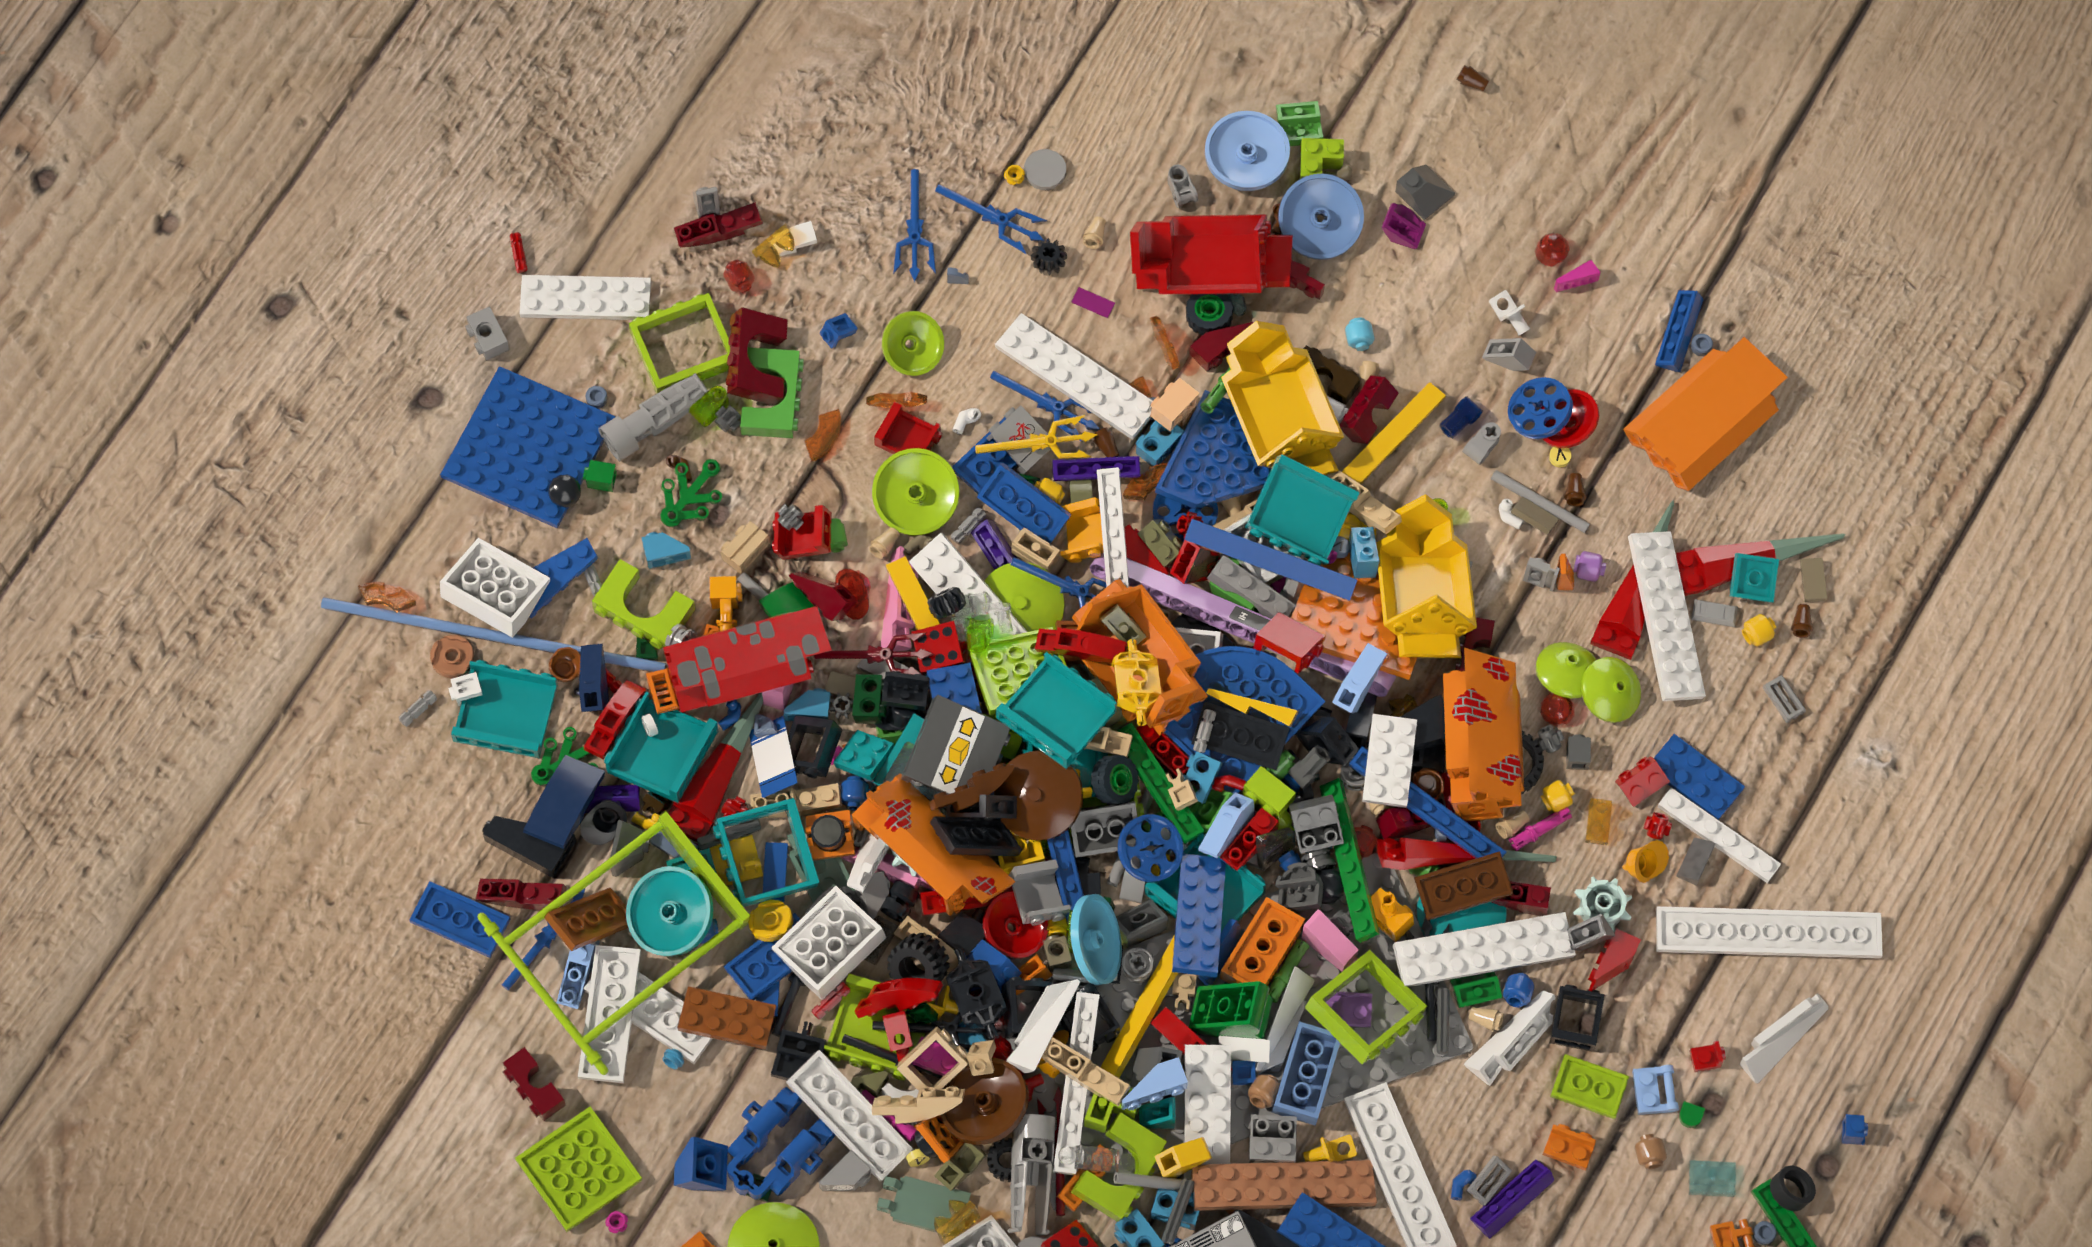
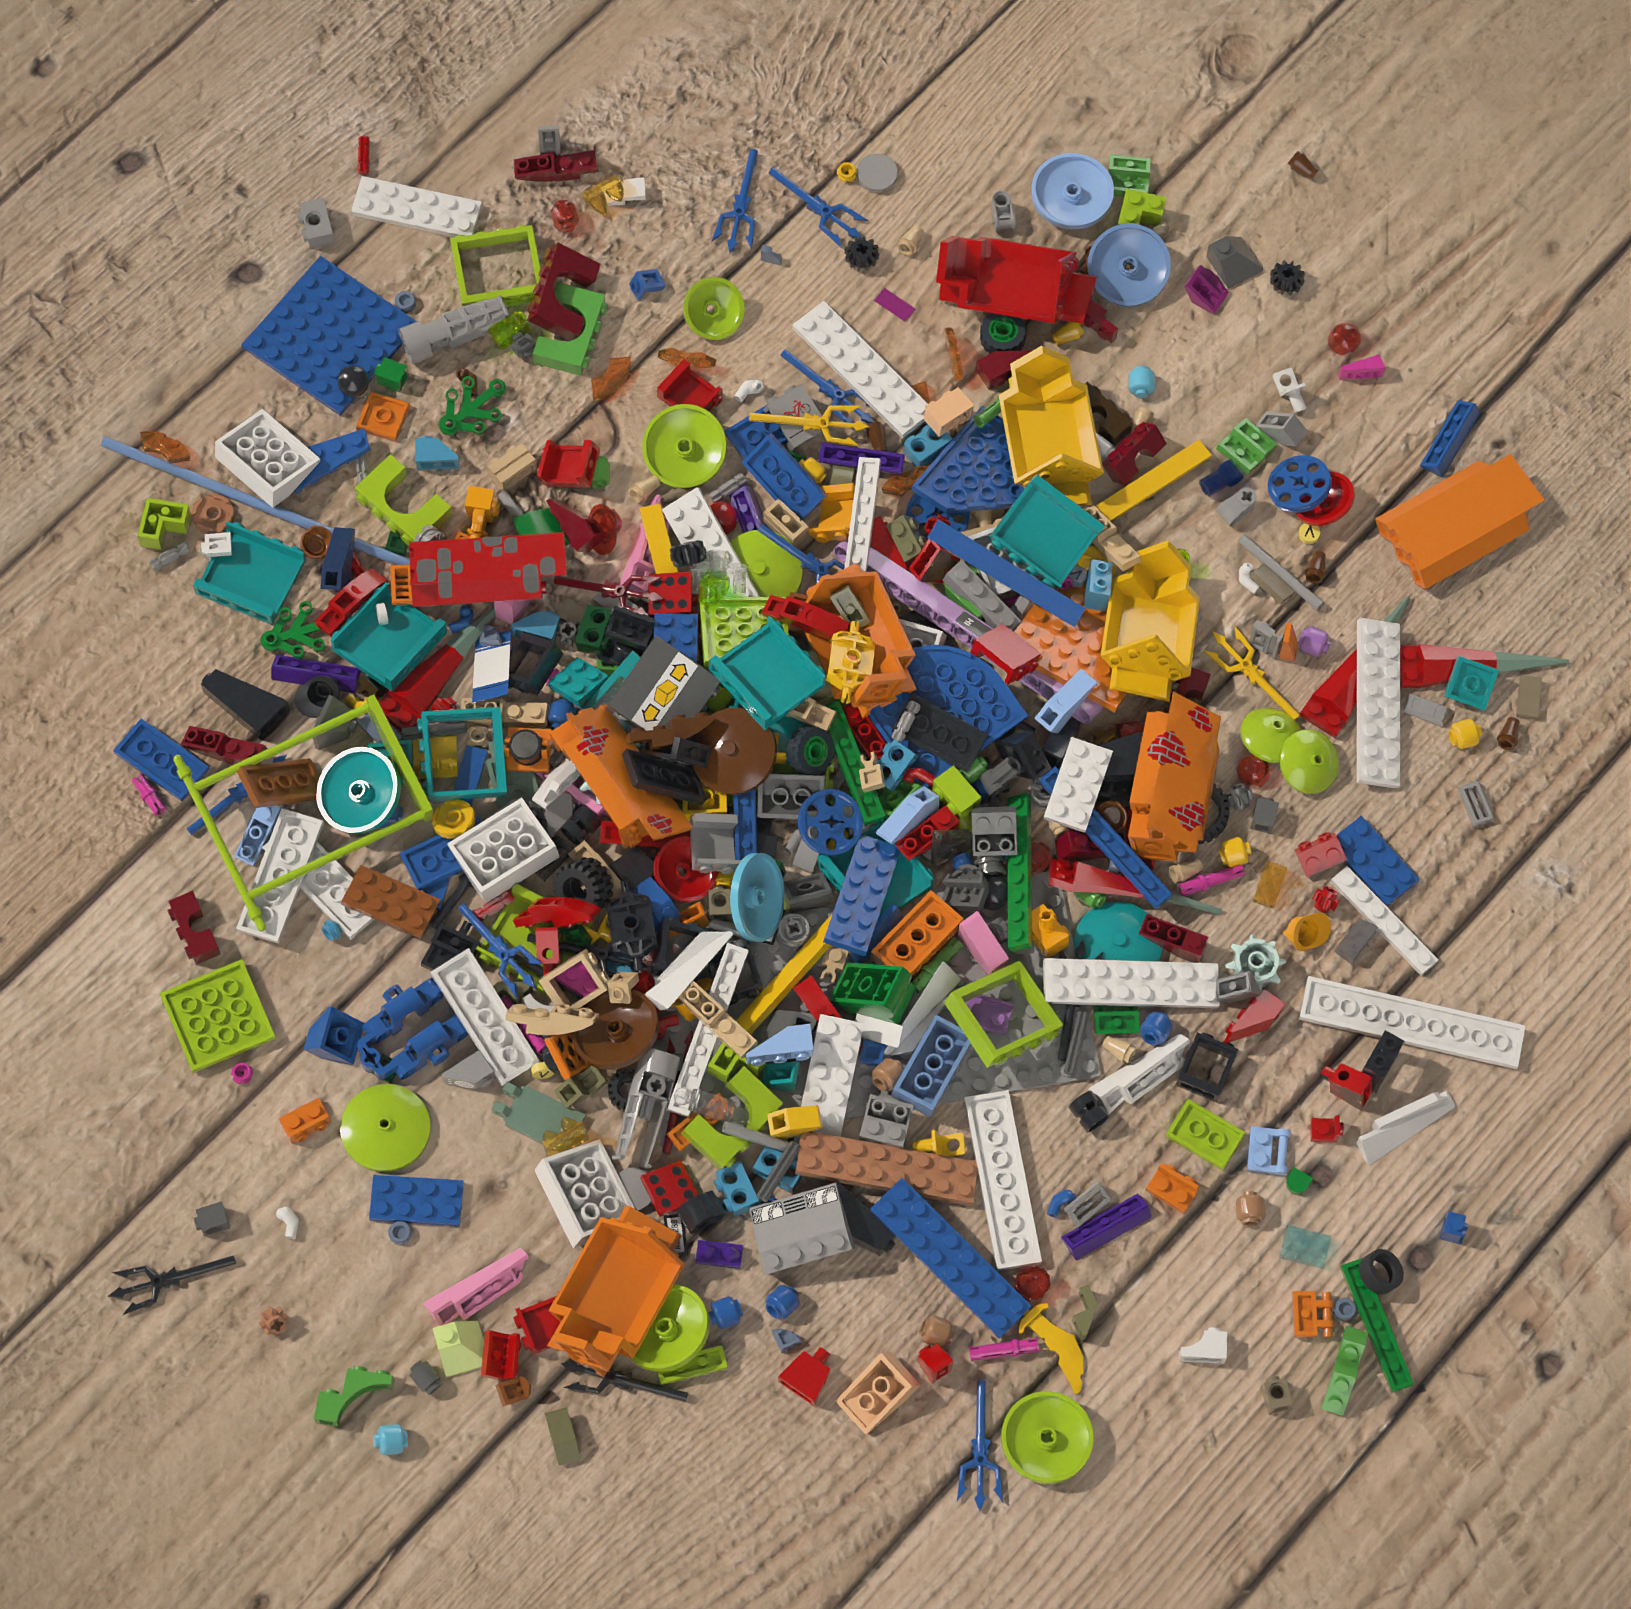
camera: 10 degrees right, 0 degrees up
(401, 670) = (162, 517): none -> lime brick
(455, 957) = (148, 794): none -> dark pink pin
(564, 801) = (284, 669): dark blue slope -> none
(601, 520) = (383, 416): none -> orange tile
(774, 825) = (478, 731): none -> tan plate
(790, 517) = (560, 446): dark grey gear -> none
(851, 1045) = (502, 951): none -> blue piece
(972, 553) = (726, 515): none -> red hair
(1238, 303) = (1032, 331): clear light blue arm -> none
(1244, 705) = (950, 703): yellow slope -> none
(1274, 298) = (1067, 333): none -> yellow cone
(1427, 691) = (1129, 728): none -> clear red hair
(1463, 886) = (1124, 918): reddish brown tile -> none
(1470, 1087) = (1089, 1111): none -> black wheel
(1478, 379) = (1246, 446): none -> bright green slope
(1484, 205) = (1292, 283): none -> black gear
(1531, 607) = (1250, 670): none -> yellow piece
(1701, 344) = (1468, 455): sand blue tile -> none
(1720, 1007) = (1349, 1084): none -> red torso
(1747, 978) = (1382, 1058): none -> black window

